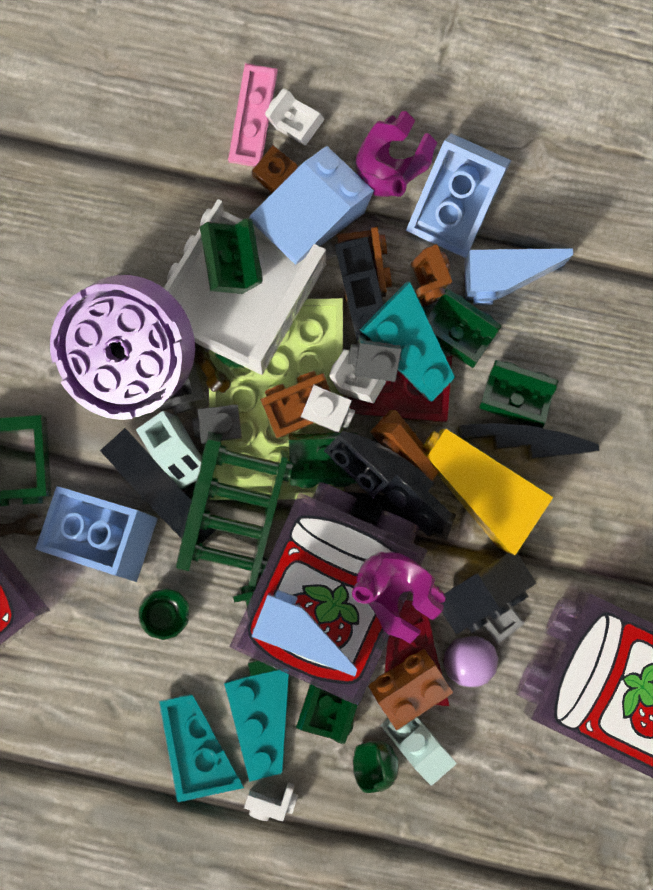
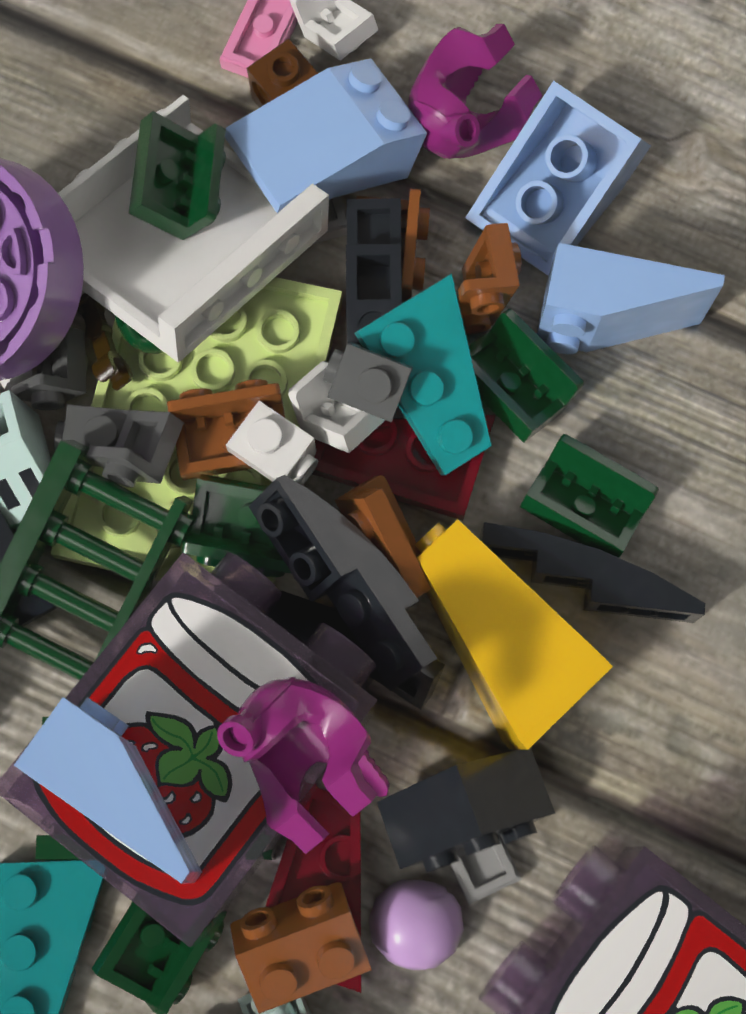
camera: 15 degrees right, 10 degrees down
(251, 429) = (141, 448): none -> dark grey bracket

